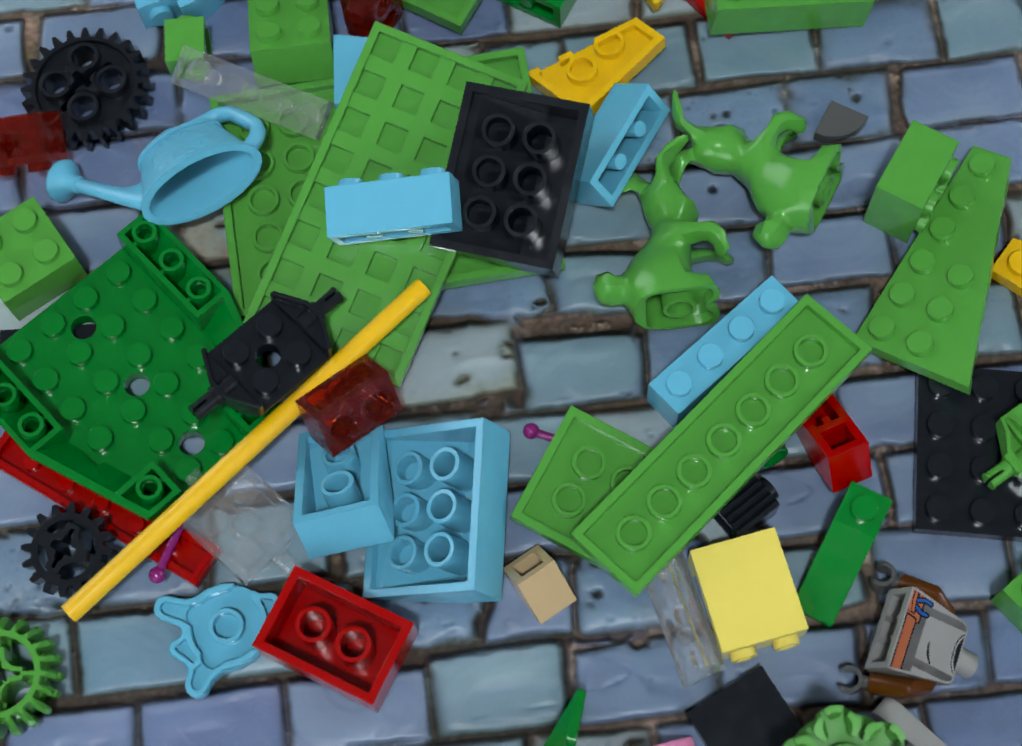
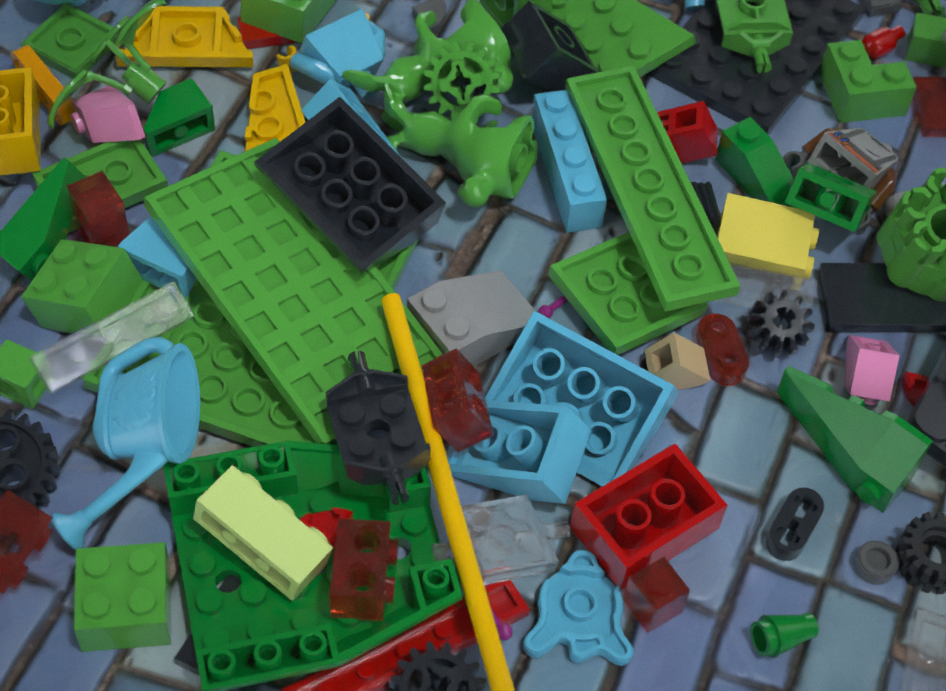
camera: 70 degrees left, 15 degrees down
(117, 324) = (262, 532): none -> yellowish green brick
(127, 412) = (358, 569): none -> clear red brick
(167, 371) = (327, 521): none -> red tile
(262, 687) = (656, 594): none -> clear red brick
(393, 207) = (319, 267): medium azure brick -> none
(476, 370) = (472, 314): none -> light grey slope
(592, 617) = (722, 346): none -> clear red plate
(629, 661) = (797, 327): none -> black gear
(716, 76) = (339, 47): none -> medium azure torso
(737, 199) = (460, 64): none -> bright green gear
(832, 634) = (830, 197): none -> green brick
(844, 257) = (546, 48): none -> black brick

